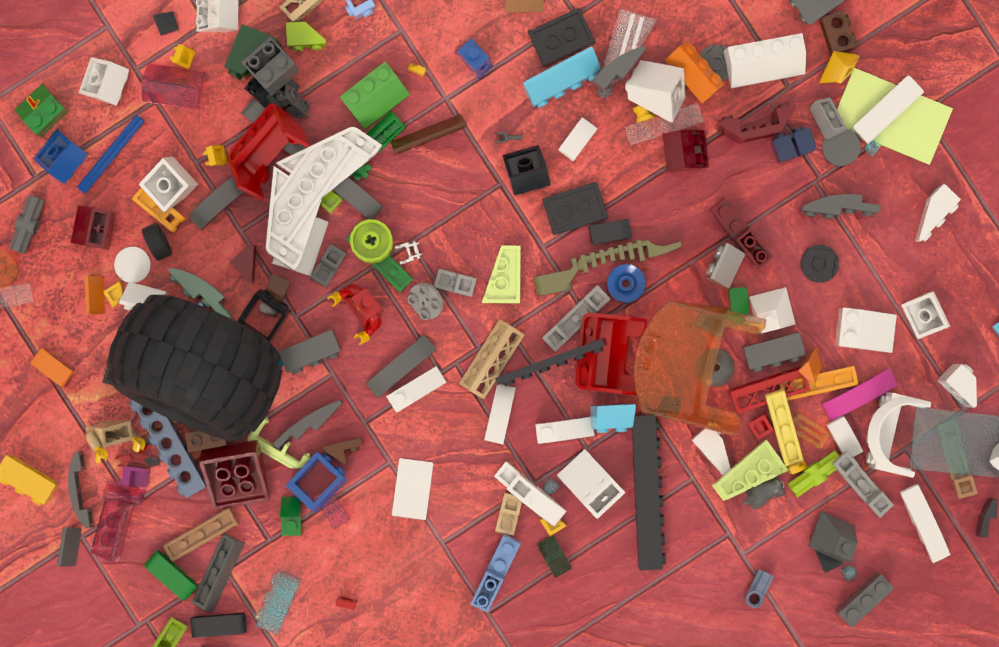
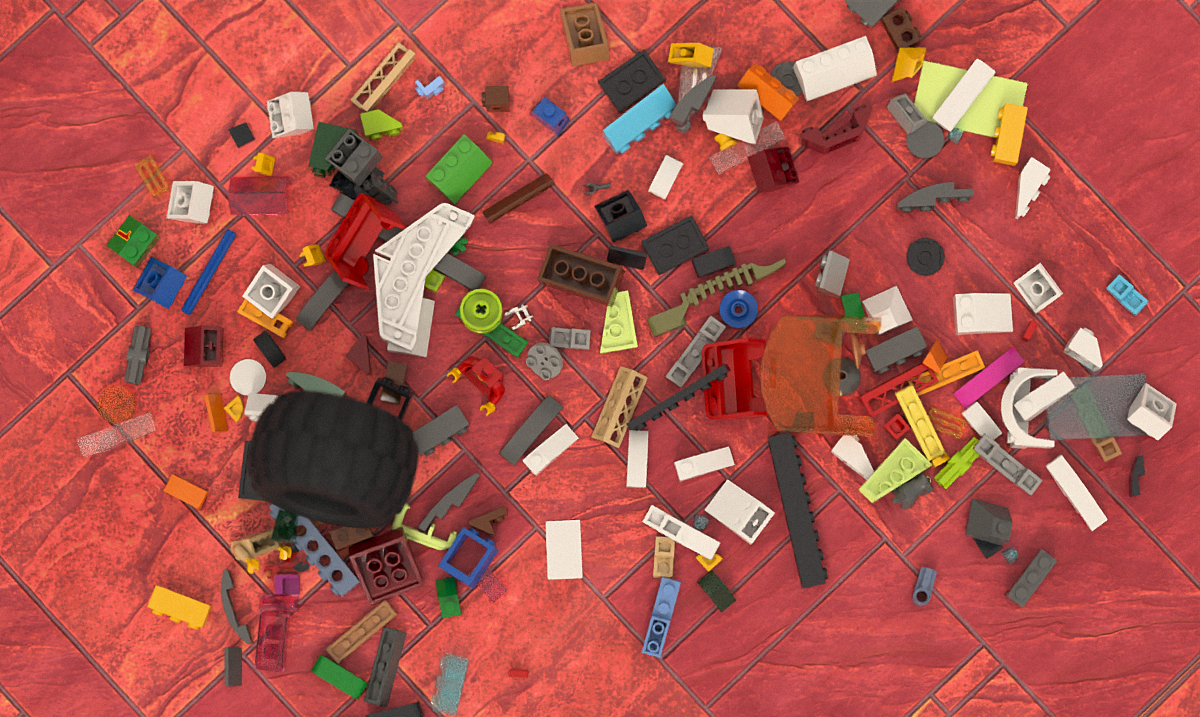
camera: 10 degrees left, 5 degrees down
(65, 33) = (144, 162): none -> clear yellow tile
(140, 423) = (285, 527): none -> clear green slope
(328, 266) = (442, 344): dark grey slope -> none
(386, 129) = (476, 200): green slope -> none
(423, 31) = (496, 99): none -> reddish brown brick
(476, 223) = (581, 275): none -> reddish brown brick
(525, 212) = (626, 257): none -> black slope
(612, 416) = (748, 441): medium azure slope -> none
(625, 21) = (691, 54): none -> yellow slope
(736, 345) = (858, 350): none -> nougat dish
(740, 233) = (841, 240): dark red slope -> none
(802, 142) = (885, 140): dark blue piece -> none
(909, 355) = (1029, 331): none -> red tile
(913, 425) = (1044, 396): none -> white slope
(925, 156) = (1009, 134): none -> yellow brick

